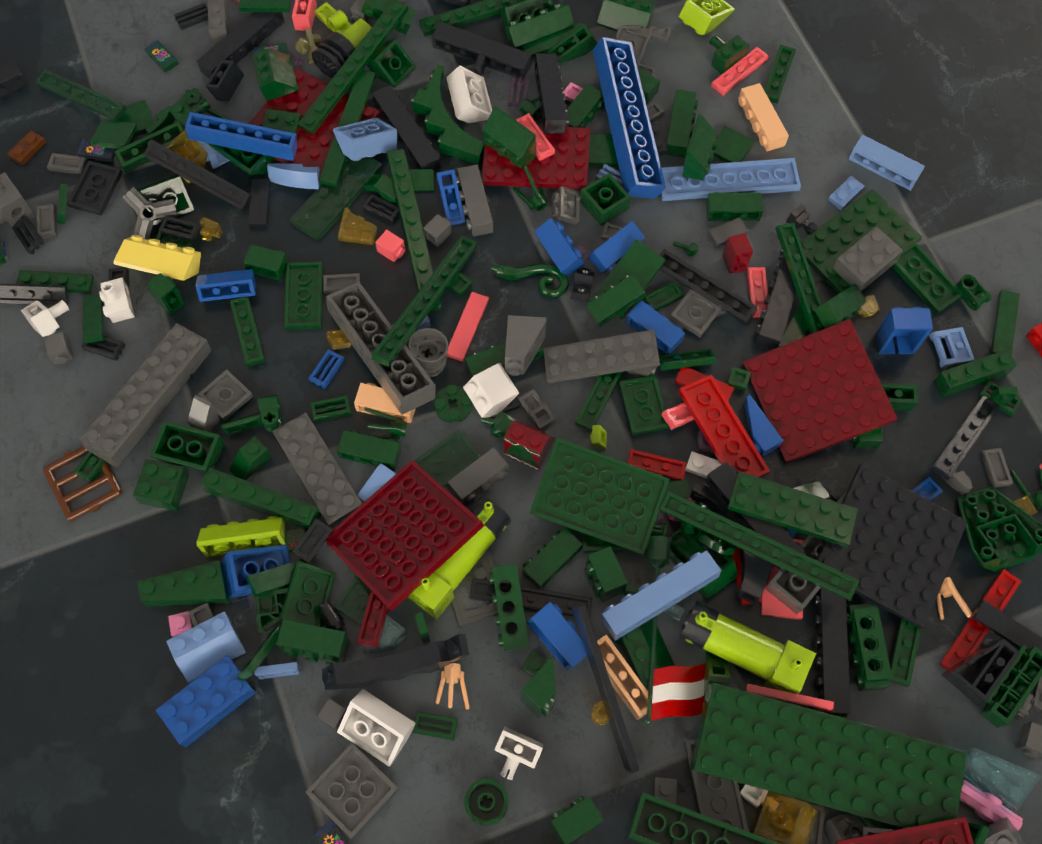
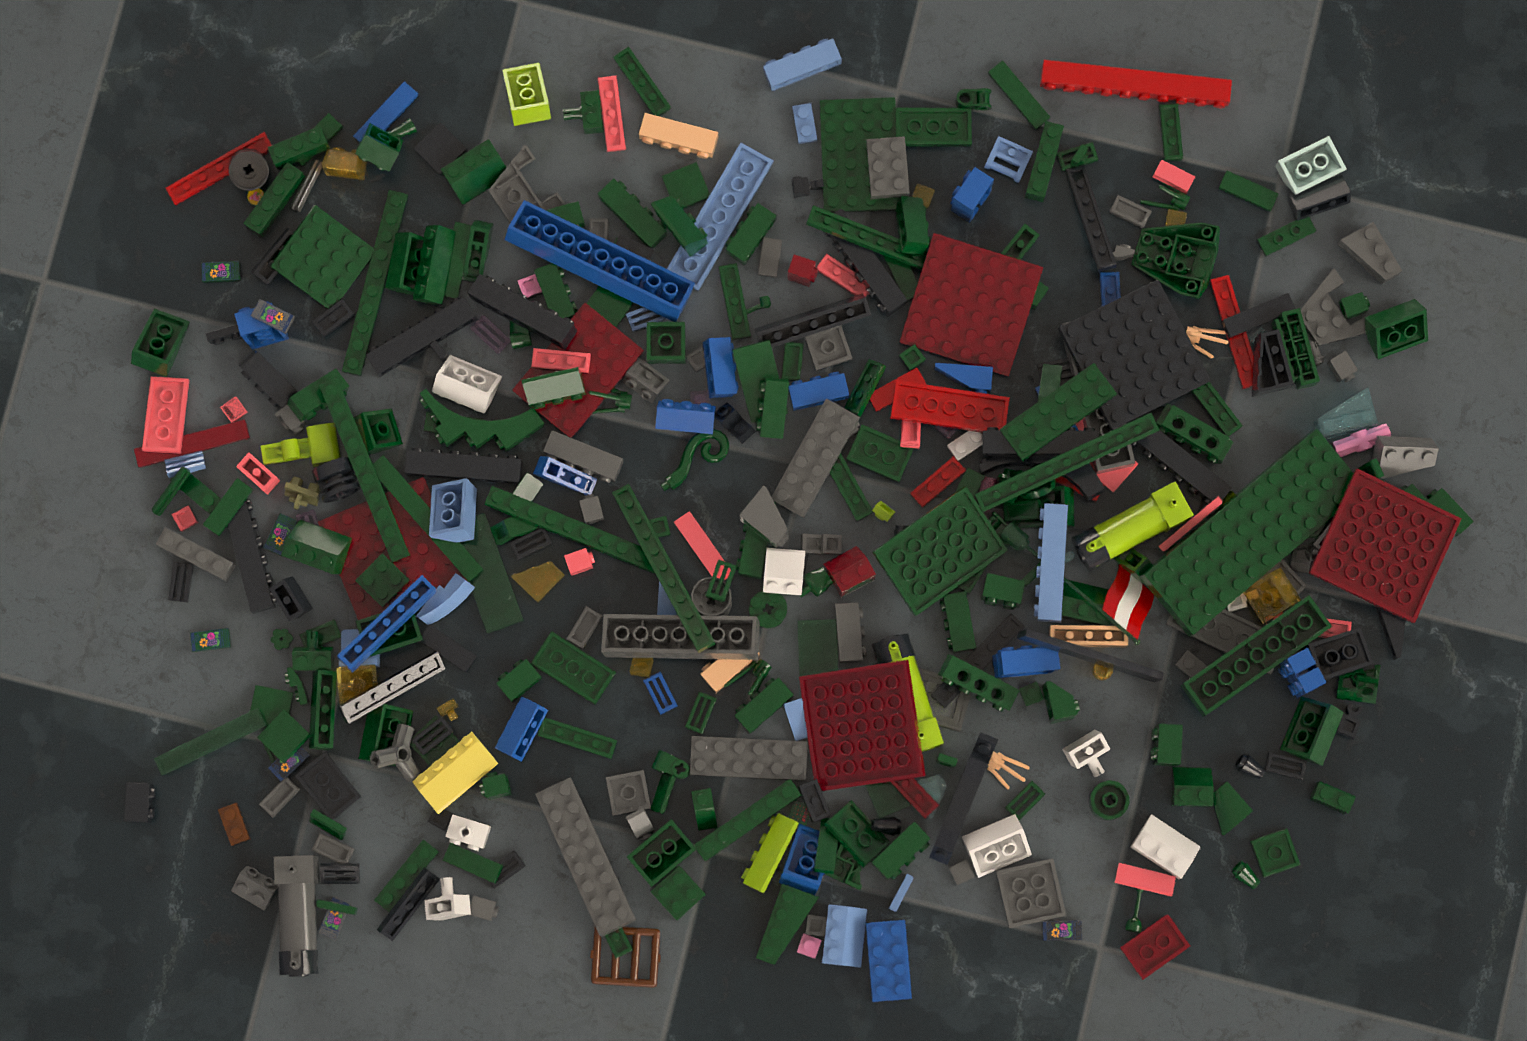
camera: 50 degrees left, 15 degrees up
(260, 654) = (882, 895): dark green tile -> none
(447, 346) = (716, 596): none -> dark green tile
(676, 228) = (734, 301): none -> dark green tile

